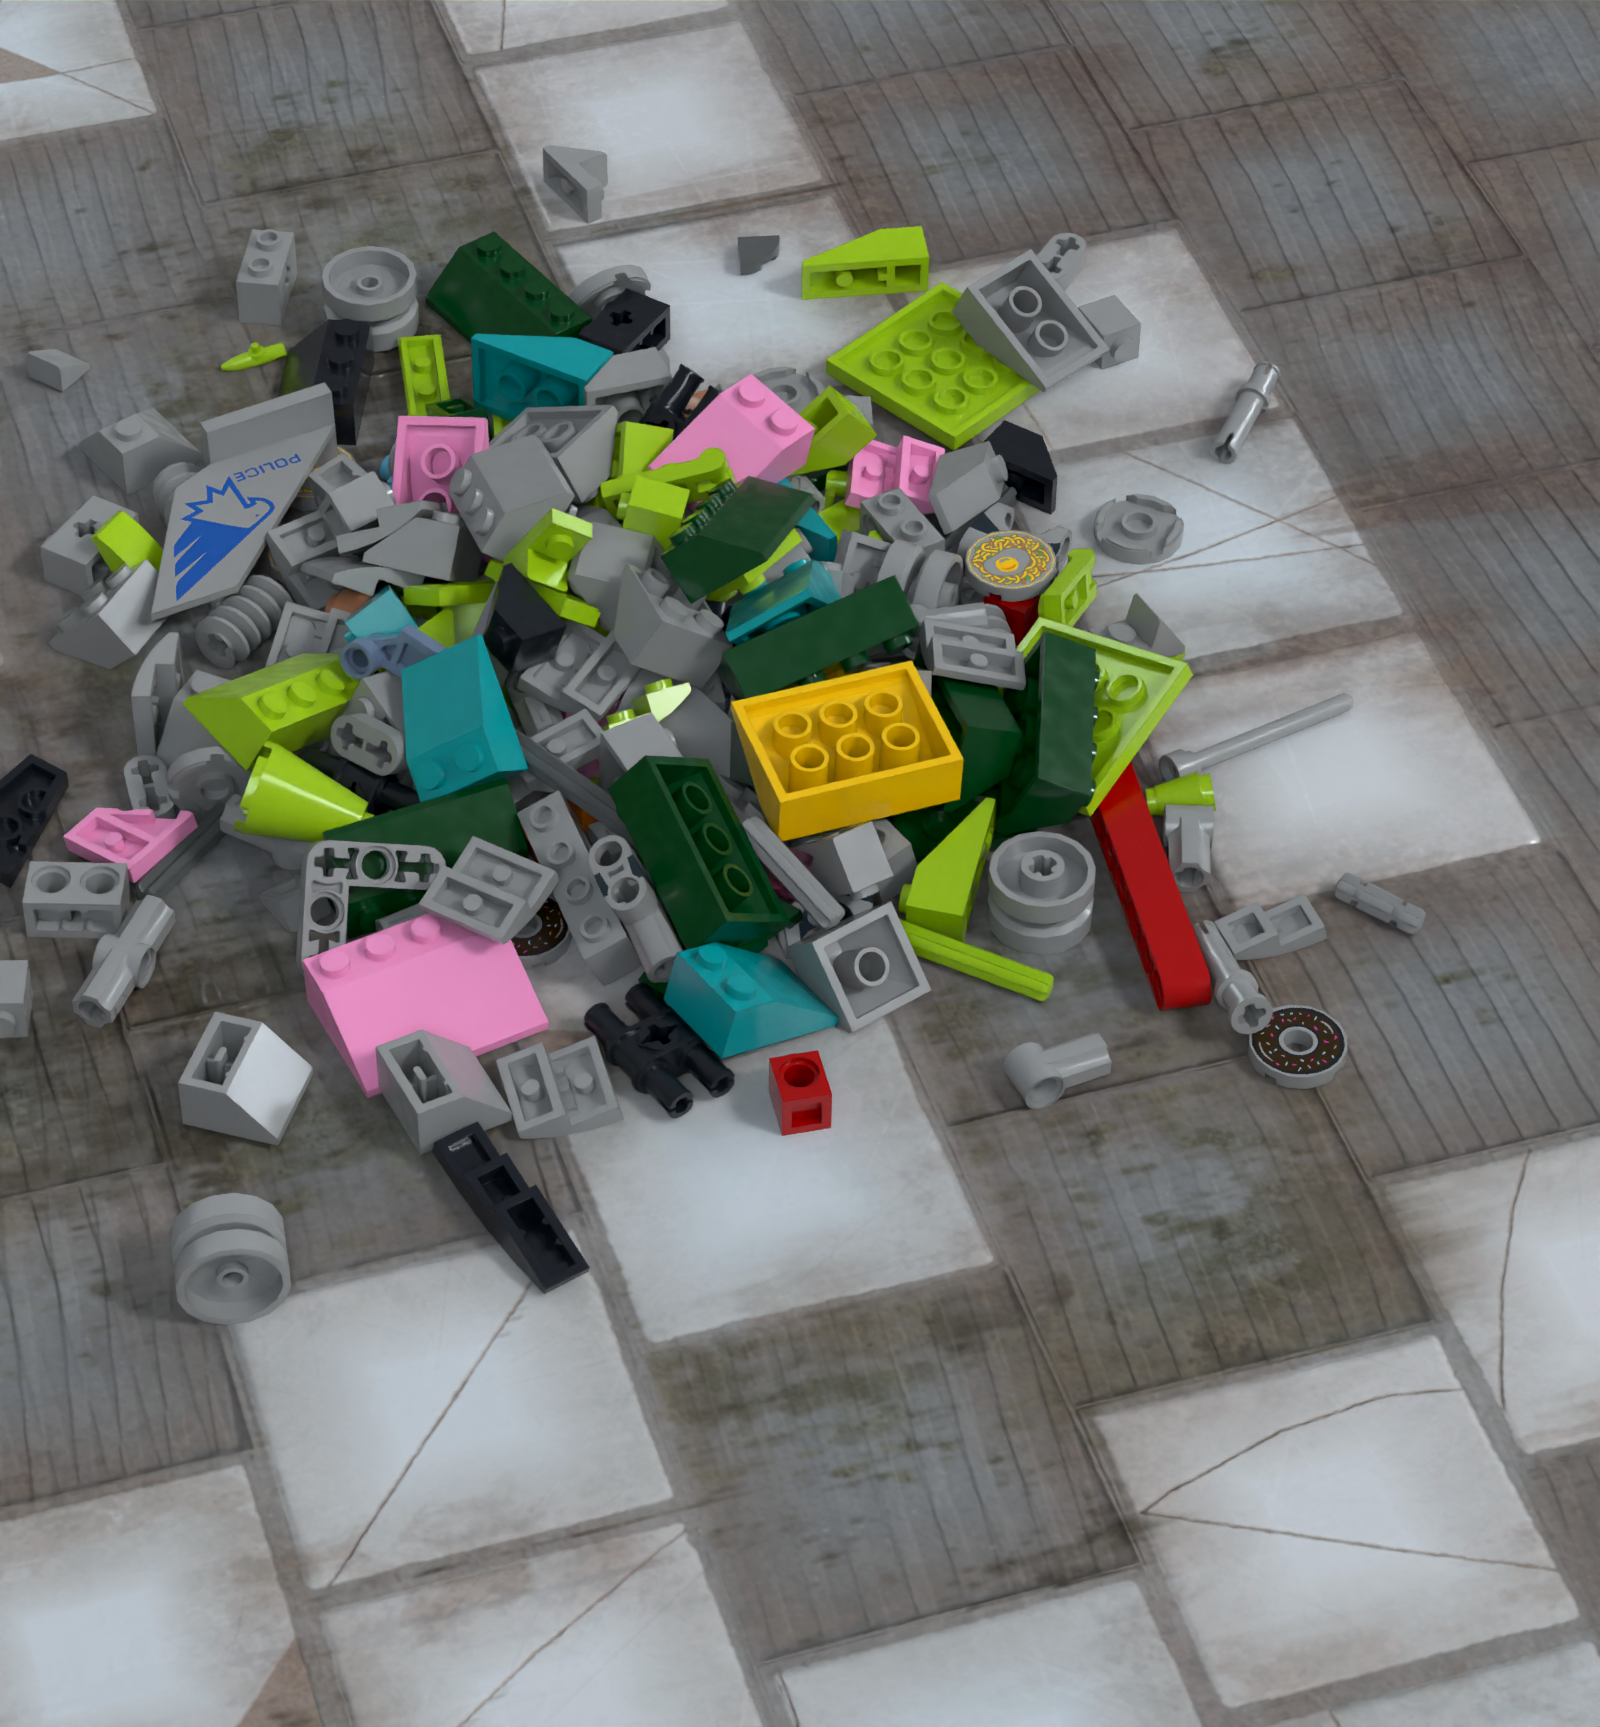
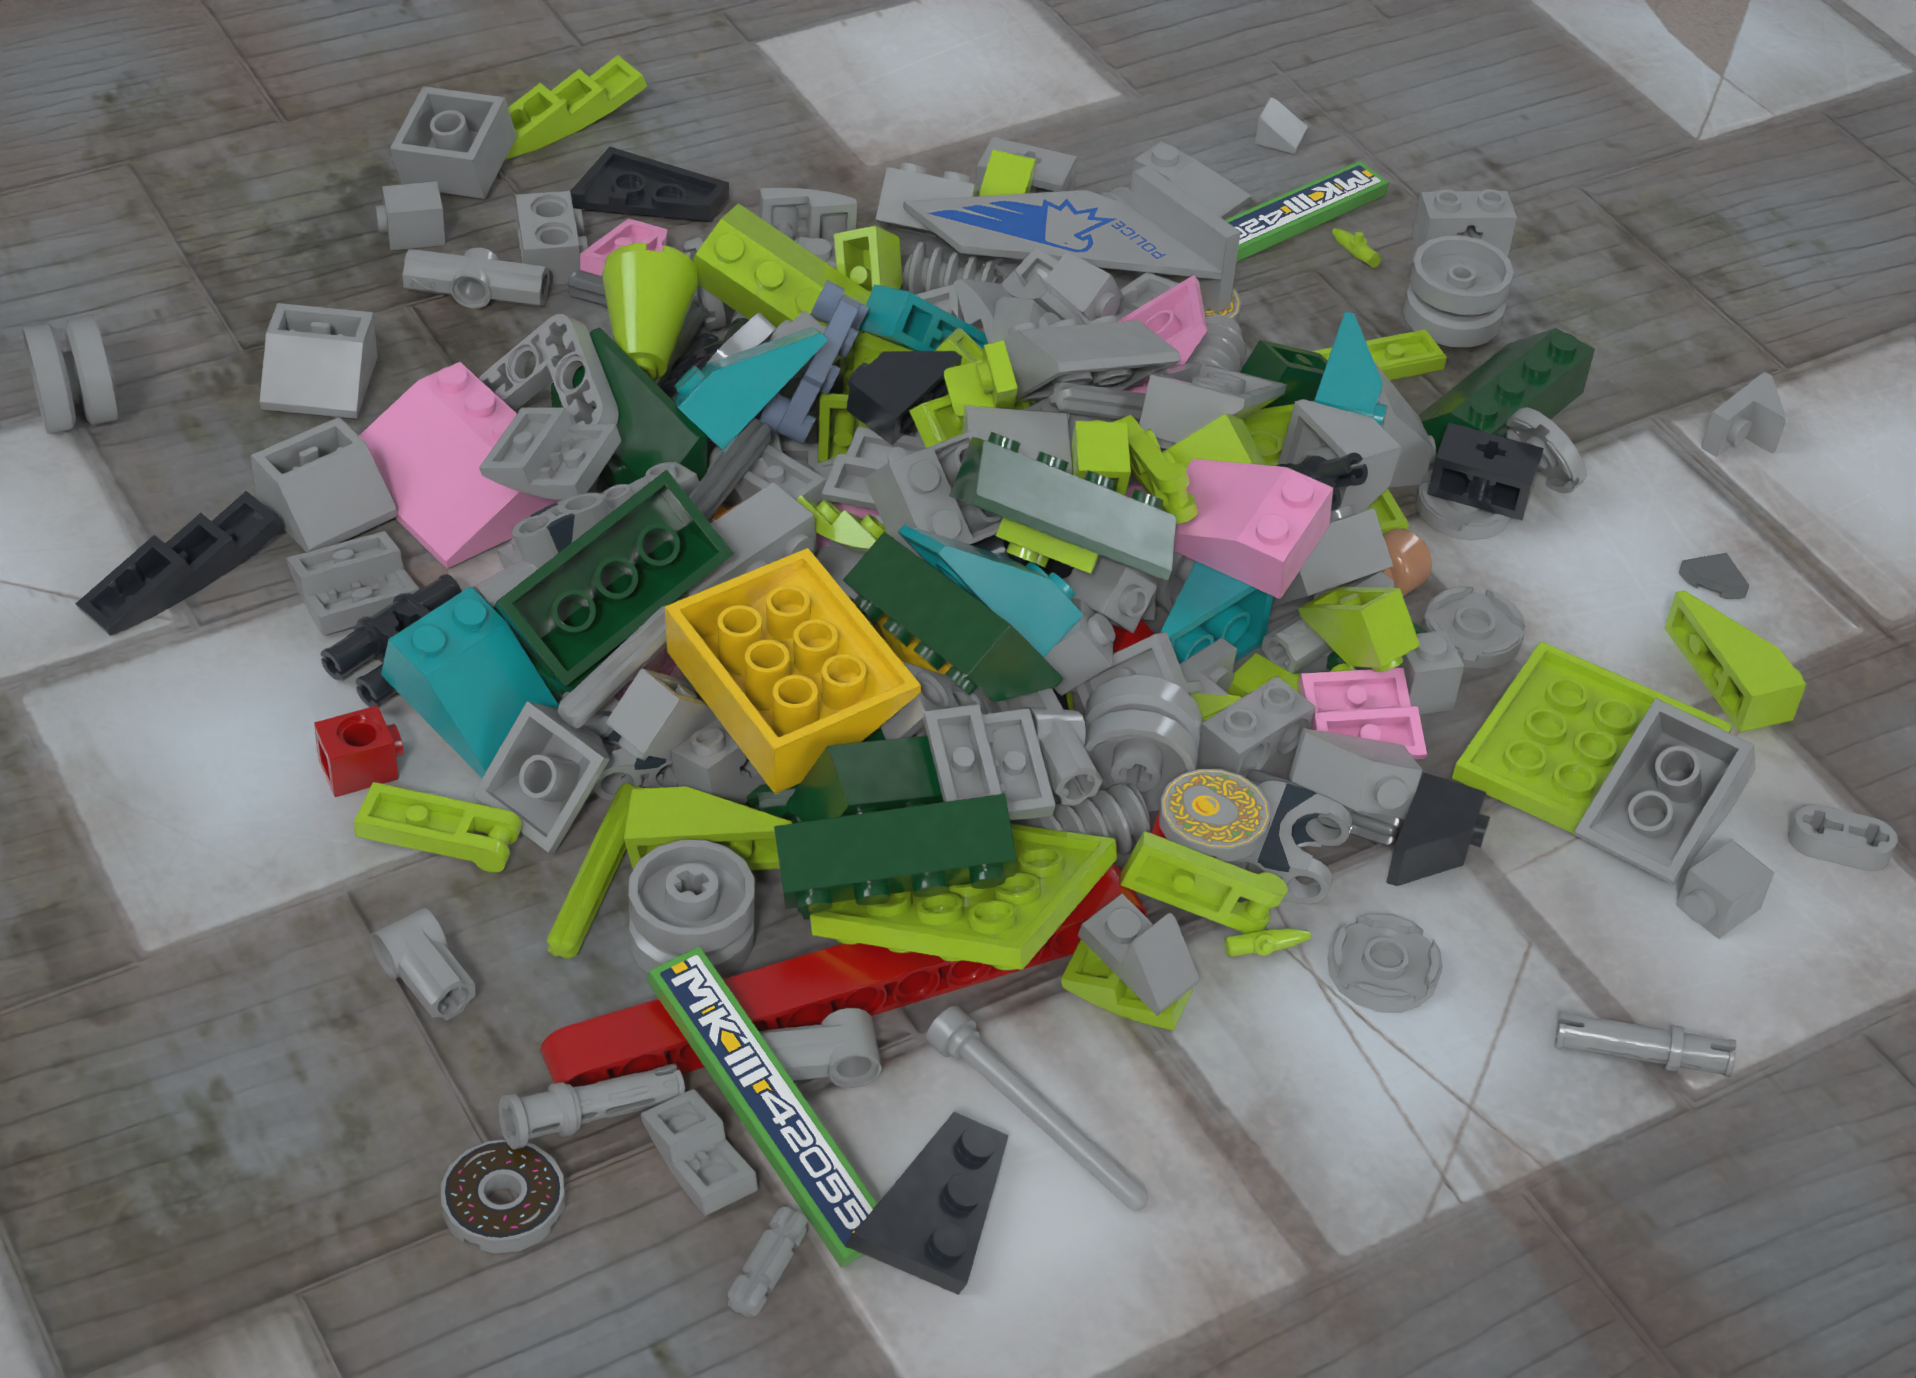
camera: 75 degrees right, 0 degrees up
(182, 370) = (1306, 207): none -> tile
(227, 653) = (869, 257): none -> lime slope
(343, 359) = (1317, 293): black slope -> none
(895, 1052) = (438, 825): none -> lime plate
(1108, 588) = (1264, 941): none -> lime helmet
(1185, 790) = (903, 1042): lime cone -> none
(1248, 869) = (765, 1099): none -> tile
(1354, 802) = (937, 1206): none -> black wing

